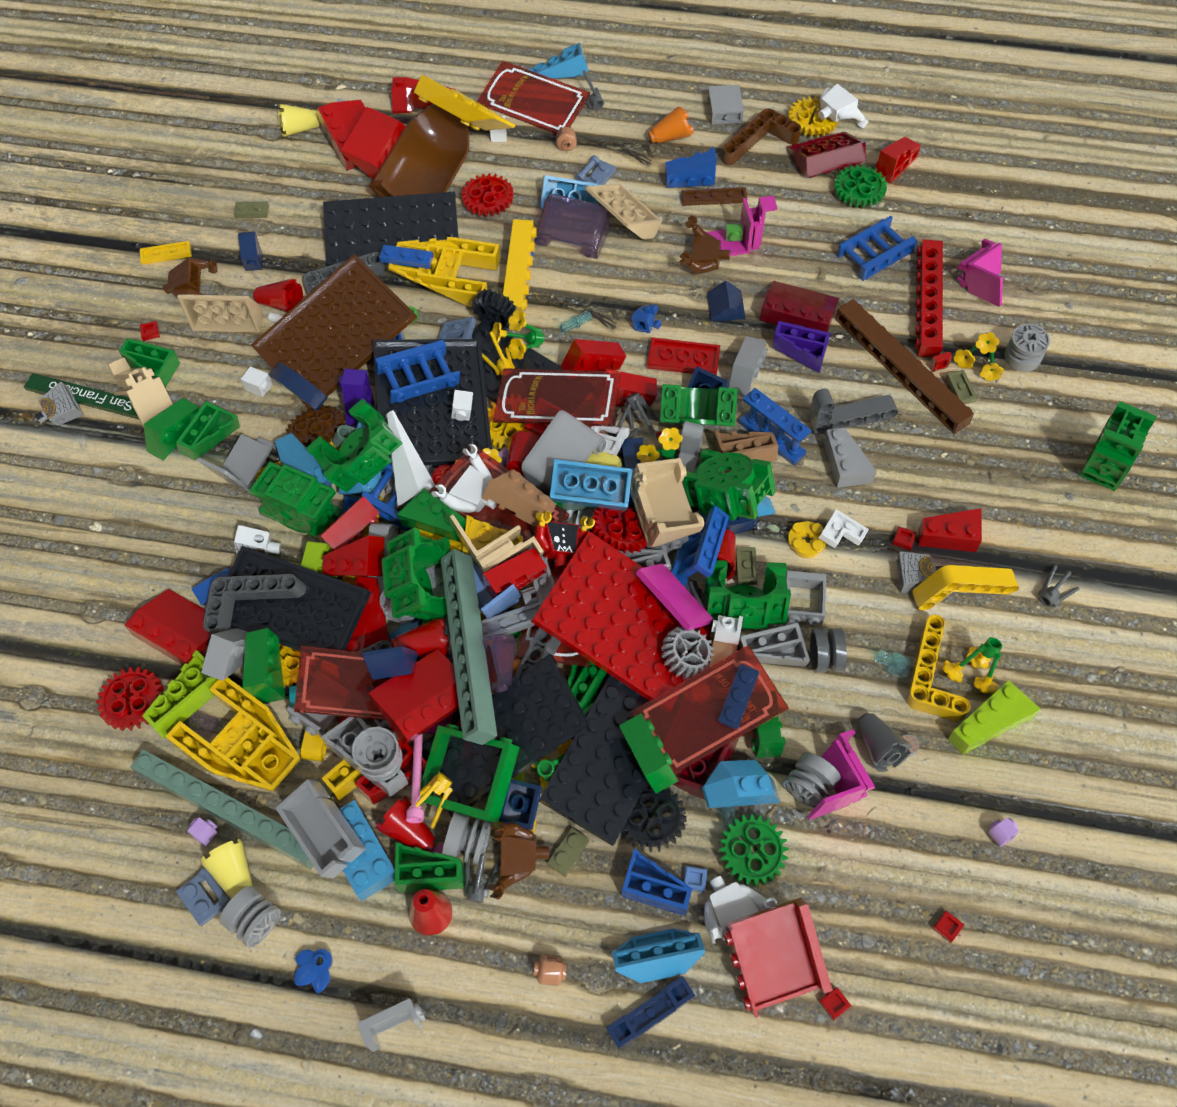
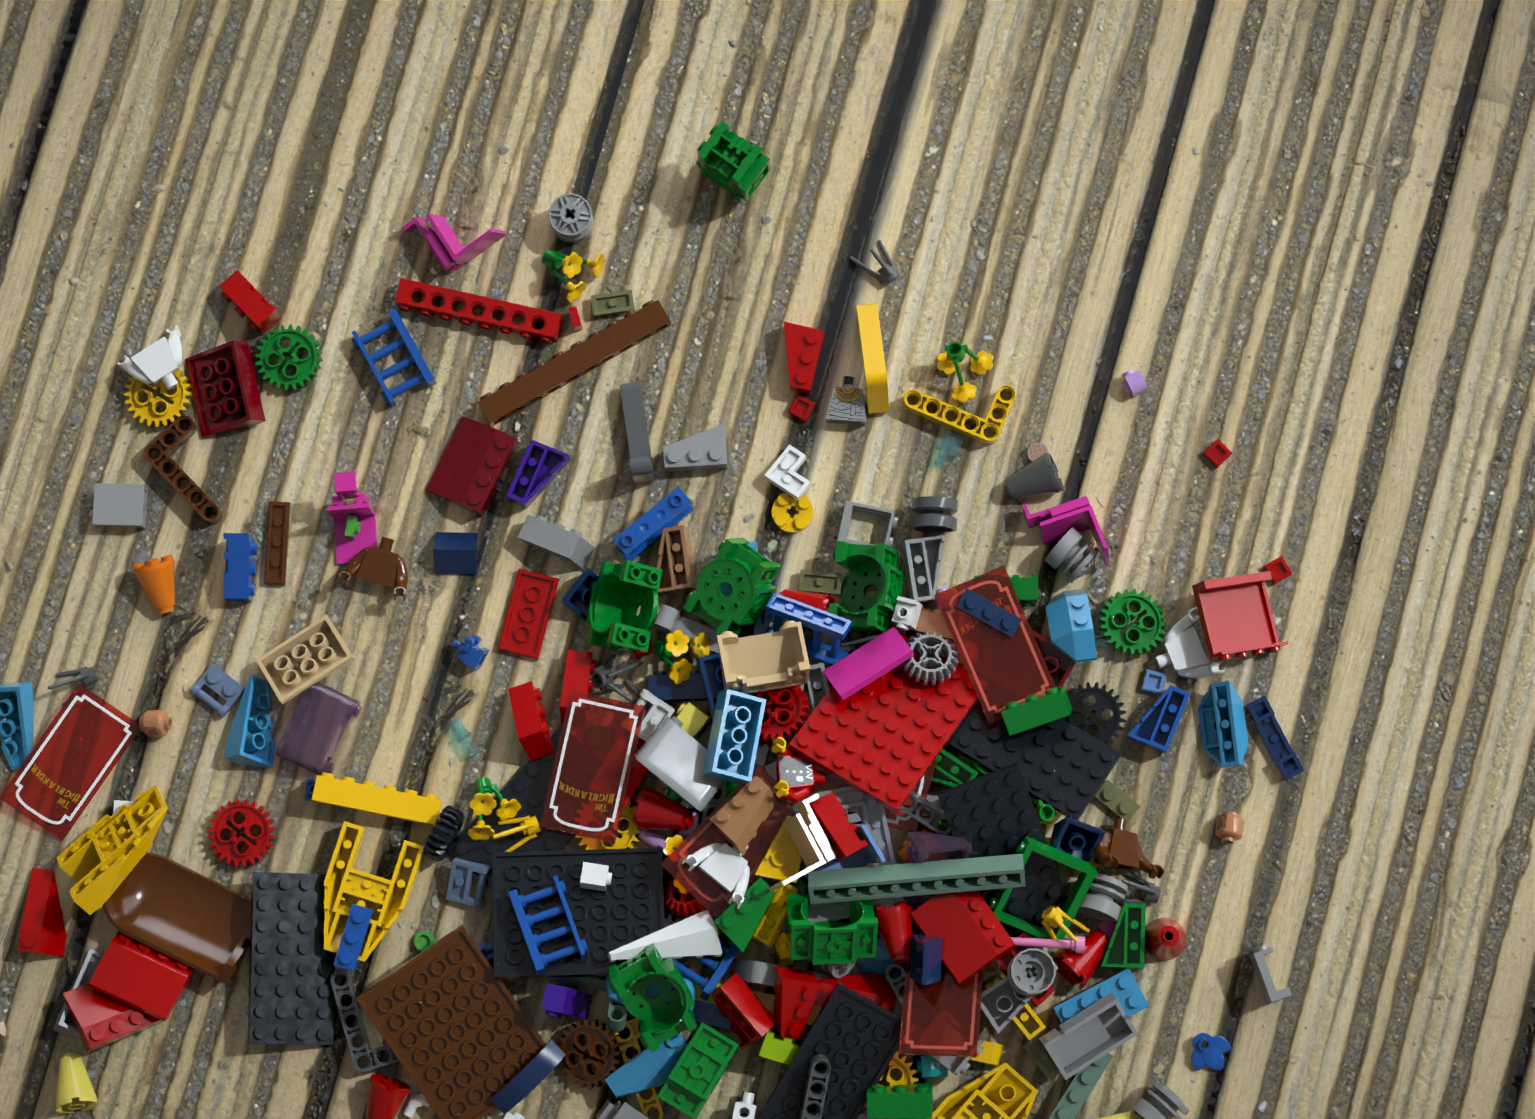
camera: 80 degrees left, 20 degrees up
(998, 714) = (1017, 361): lime wedge -> none

